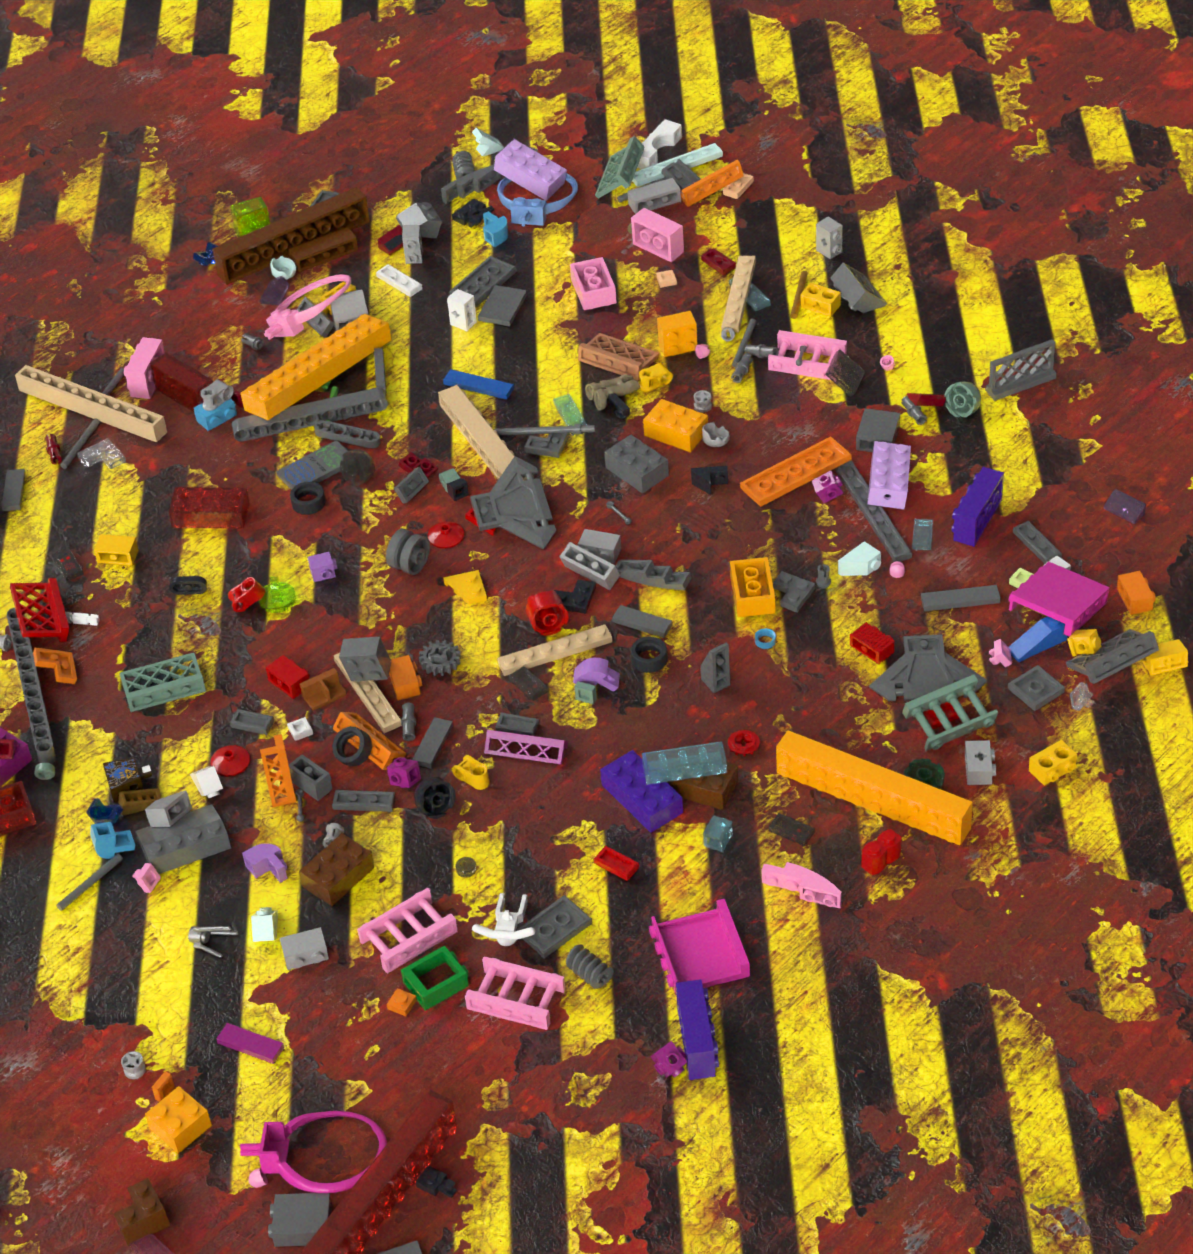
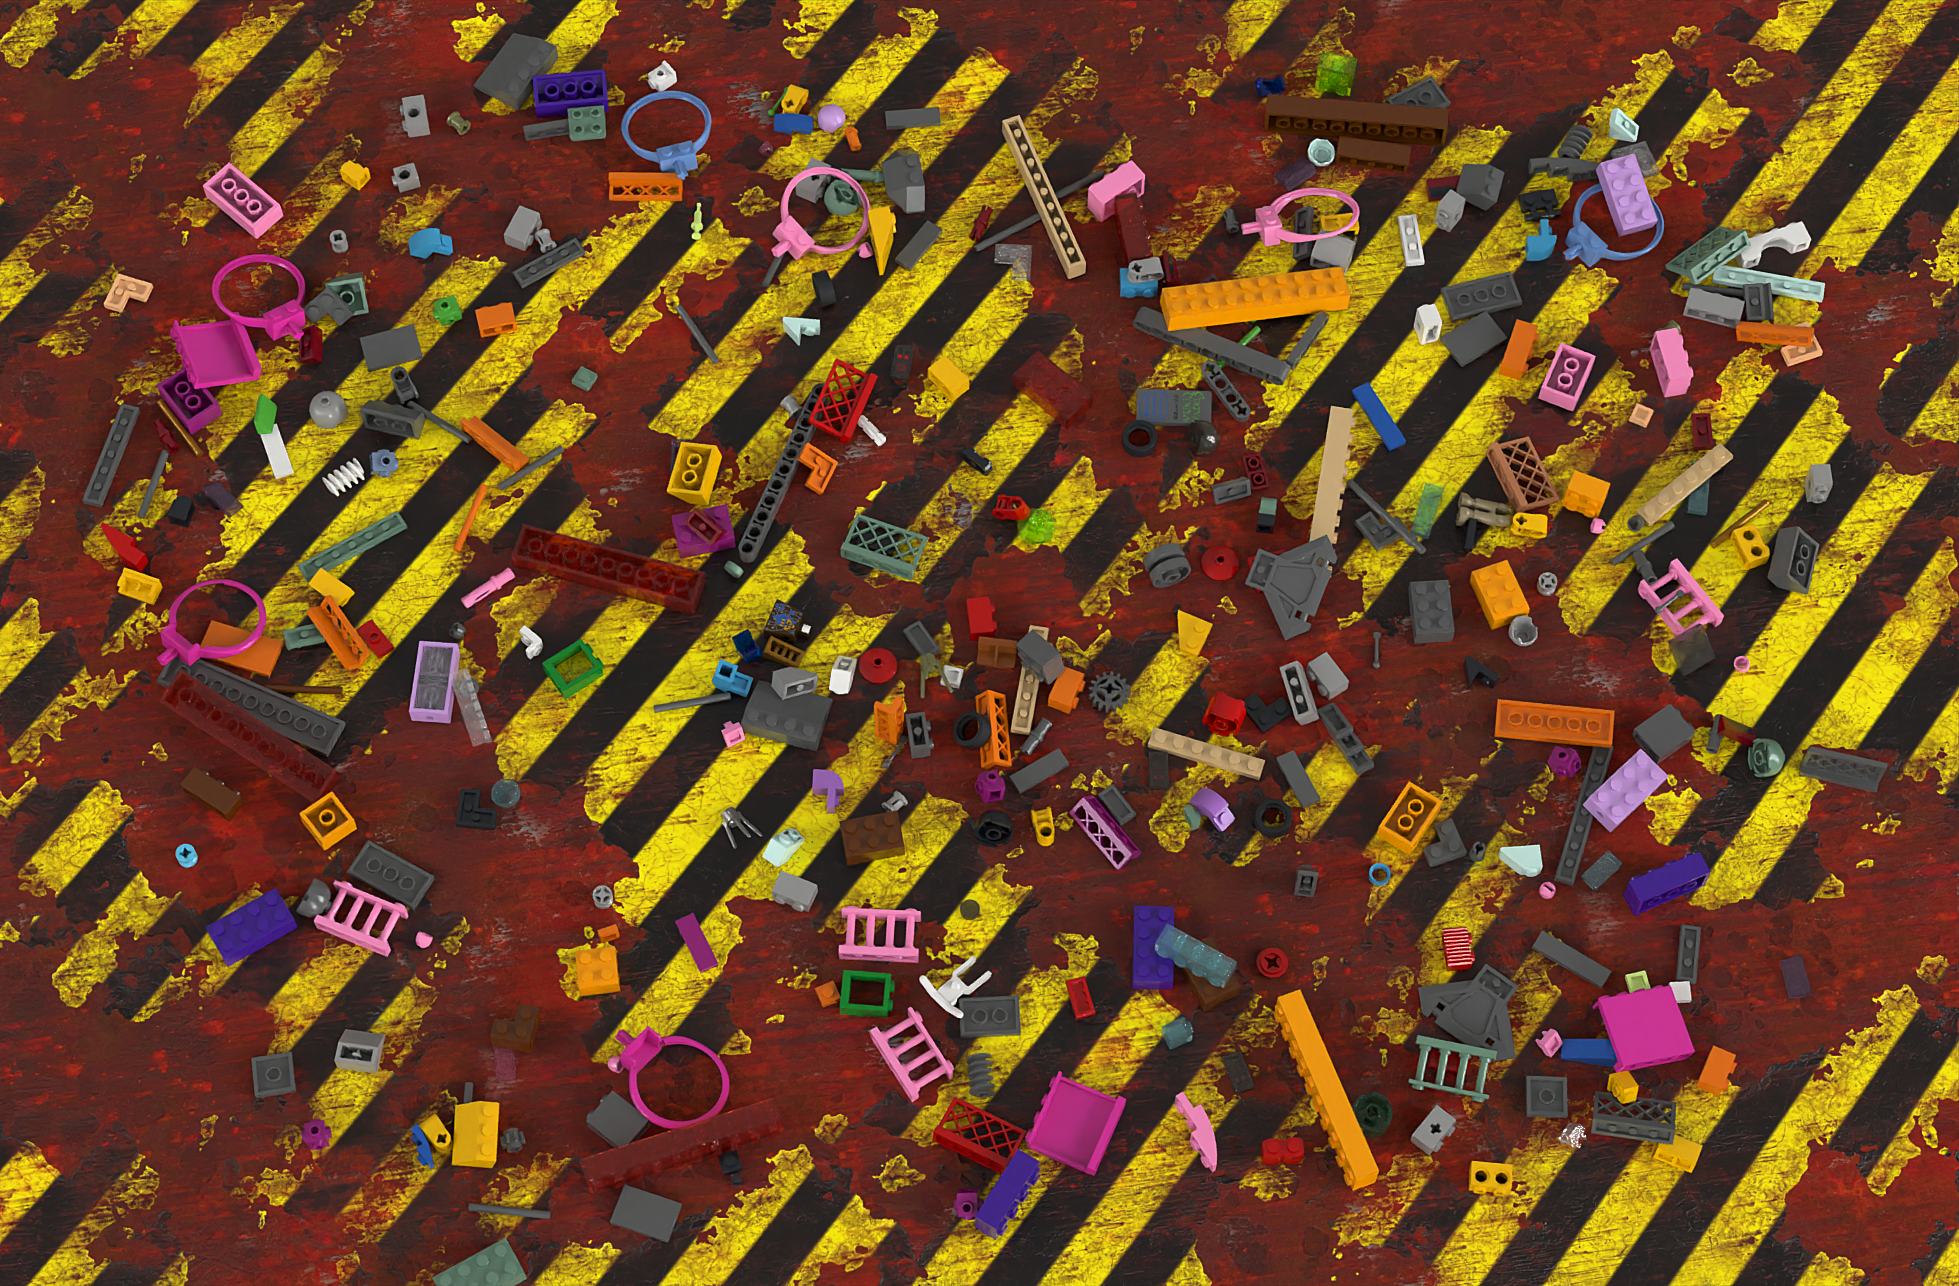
camera: 35 degrees right, 20 degrees up
(272, 728) = (928, 665): none -> olive plant
(322, 566) = (1092, 524): medium lavender brick -> none
(363, 800) = (945, 785): dark grey tile -> none
(542, 291) = (1519, 350): none -> orange brick
(630, 1022) = (975, 1151): none -> red fence
(742, 368) = (1613, 572): dark grey pin -> none

